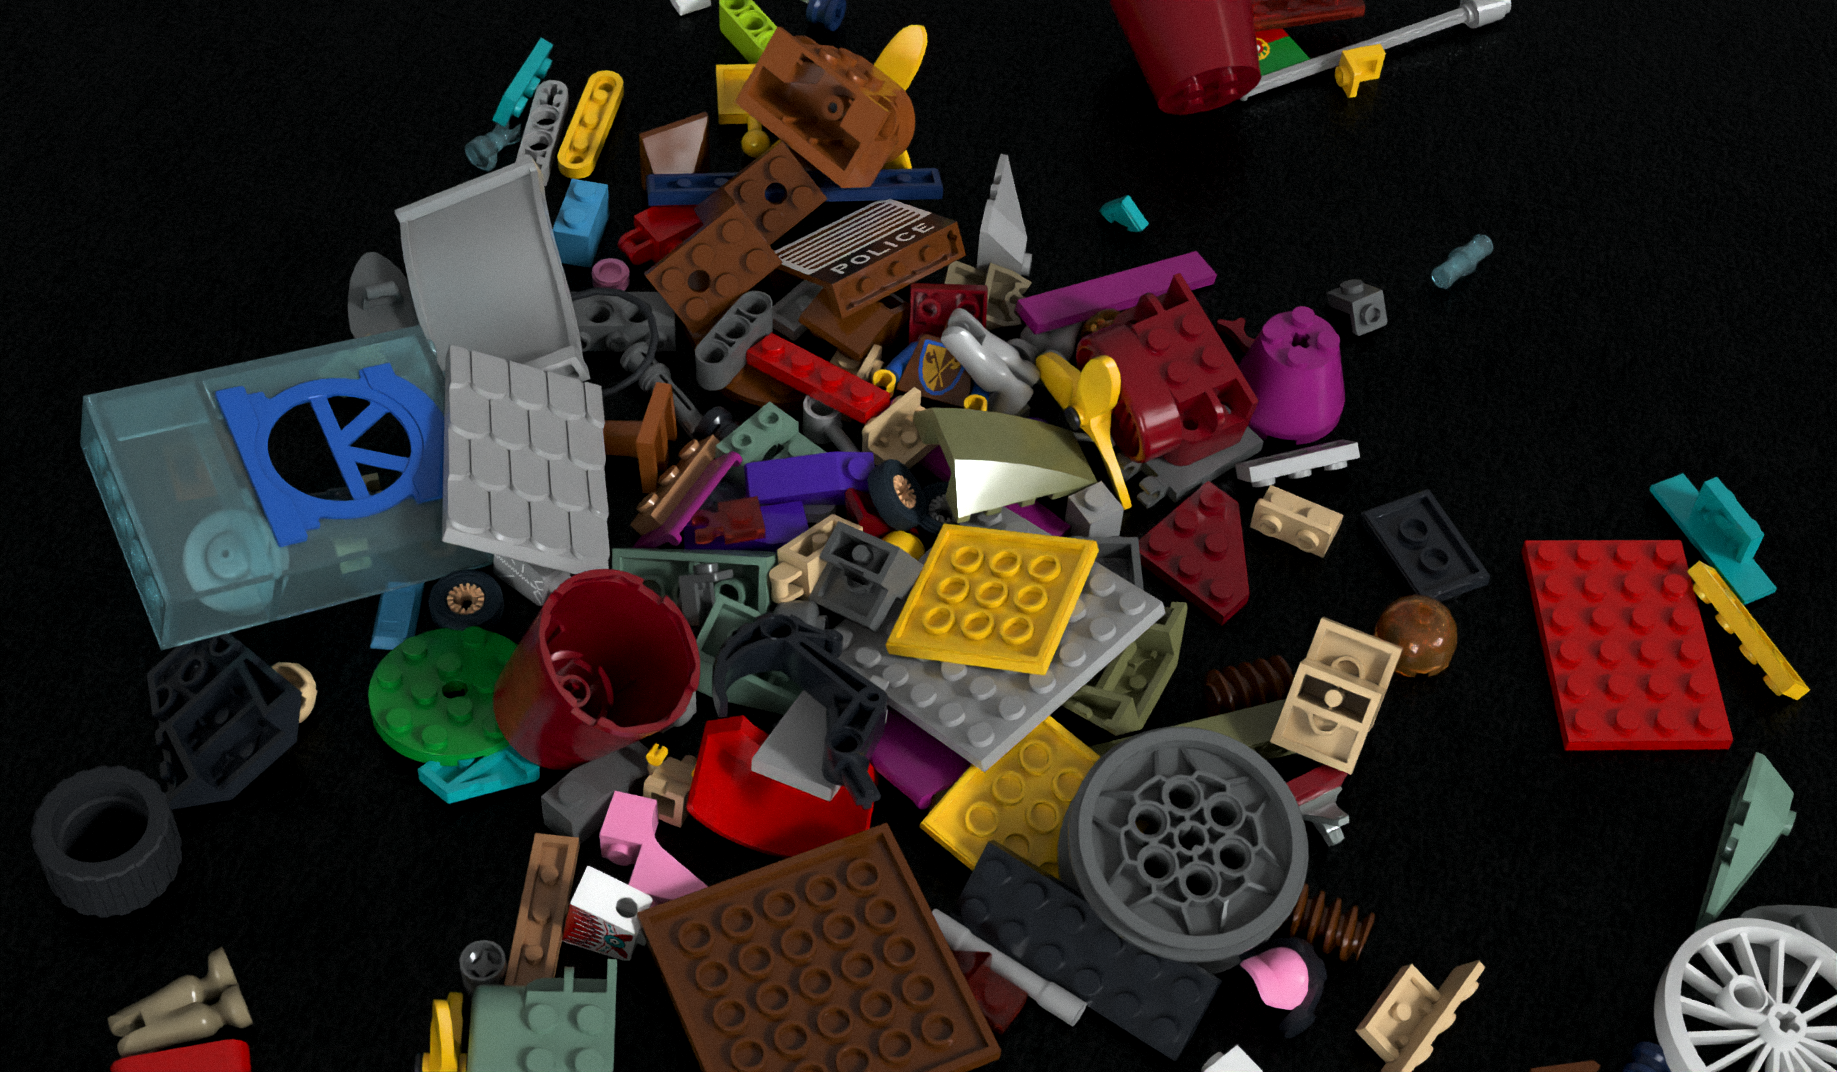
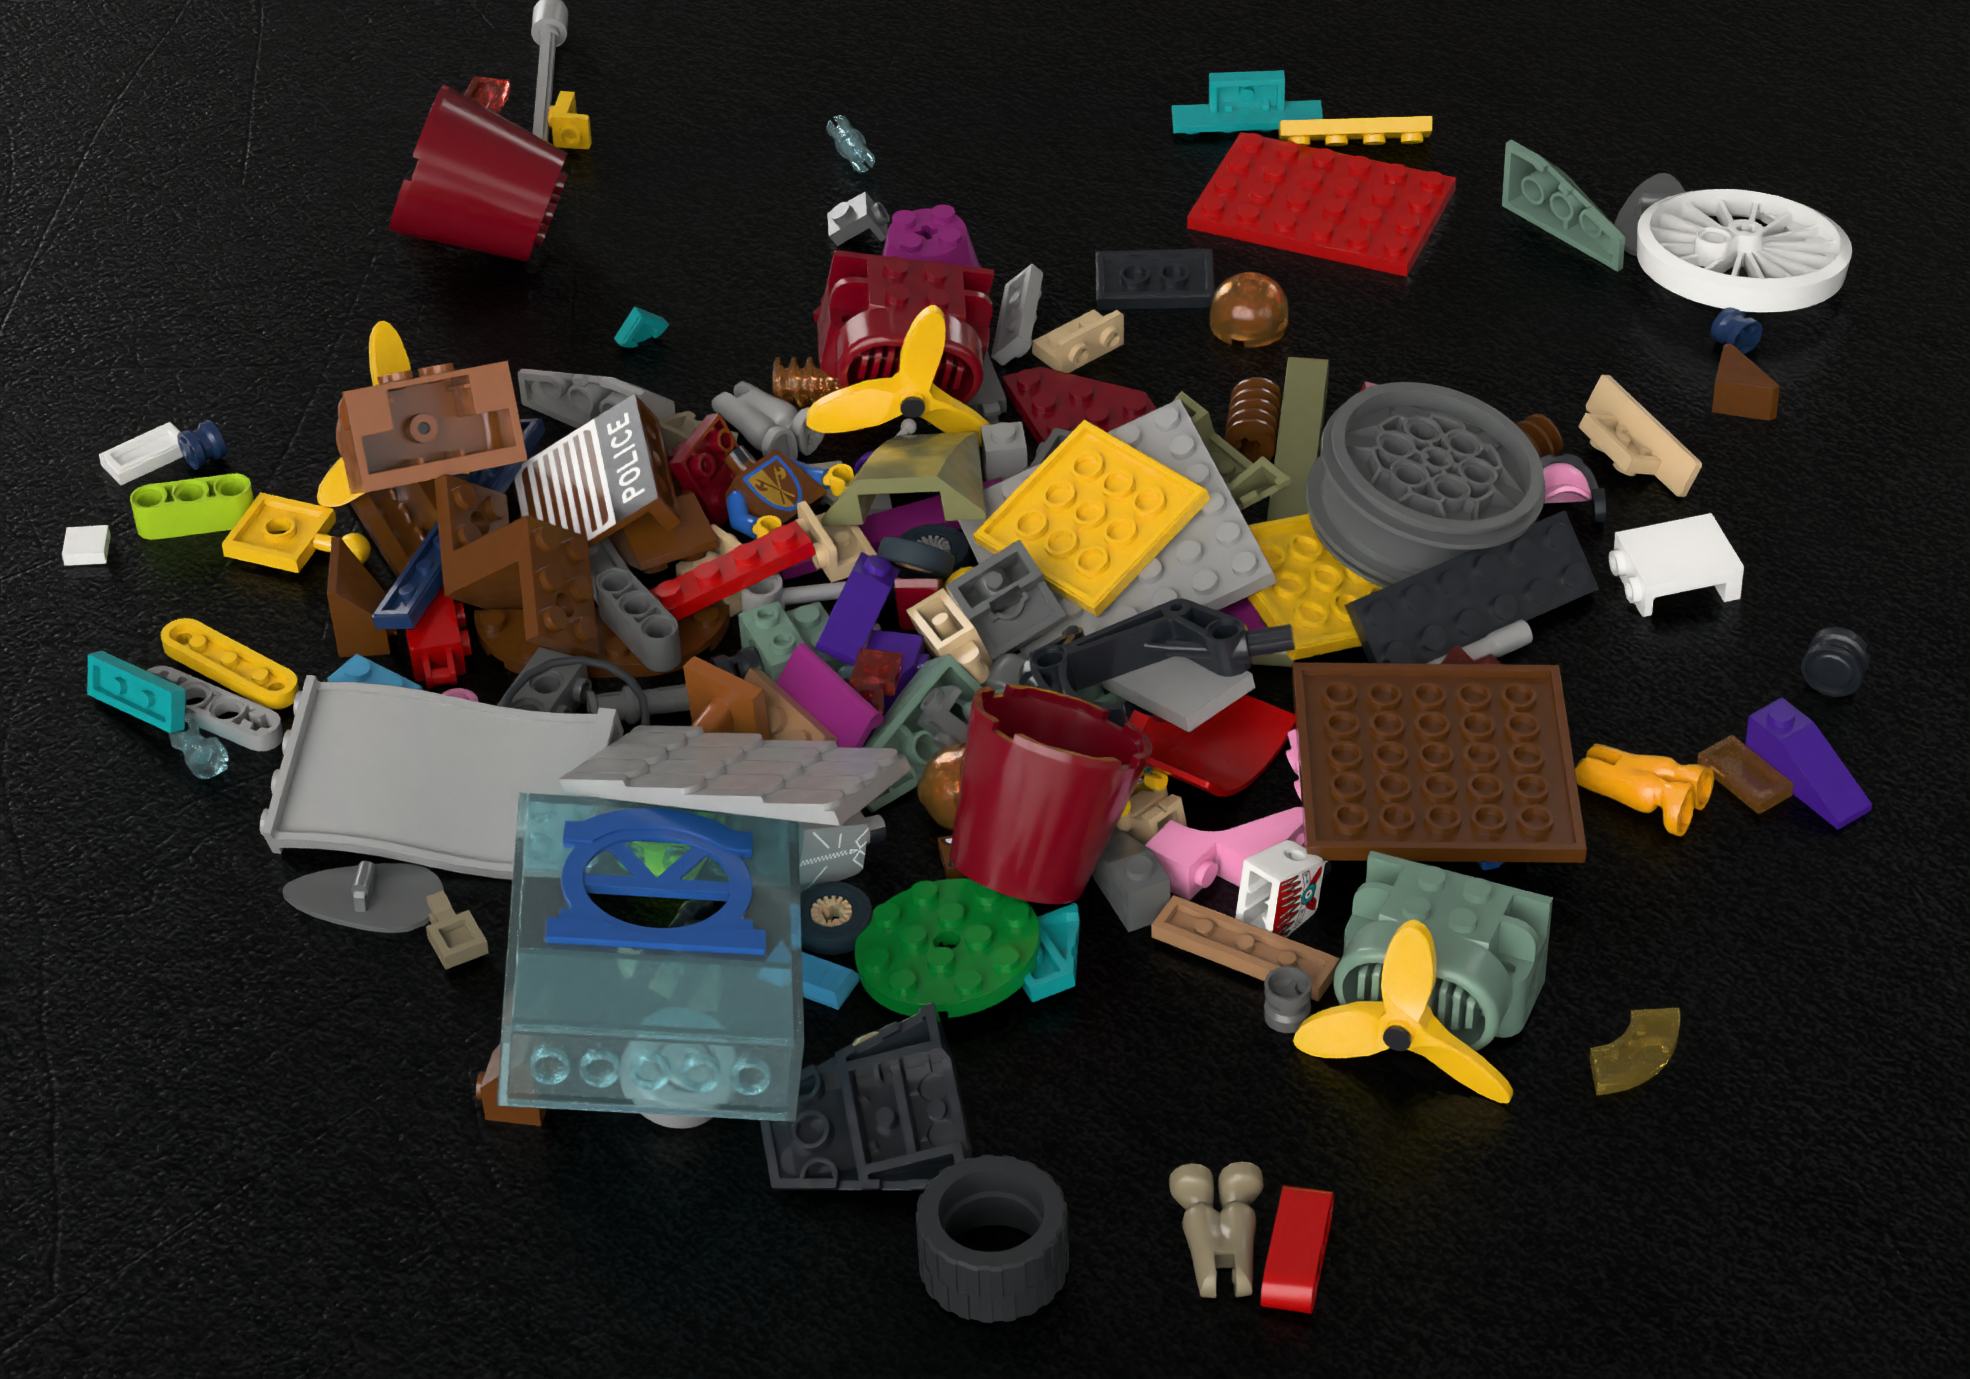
camera: 60 degrees left, 10 degrees down
(990, 362) = (804, 442): light grey piece -> none
(1116, 291) = (747, 357): magenta tile -> none
(1336, 695) = (1328, 352): tan bracket -> none

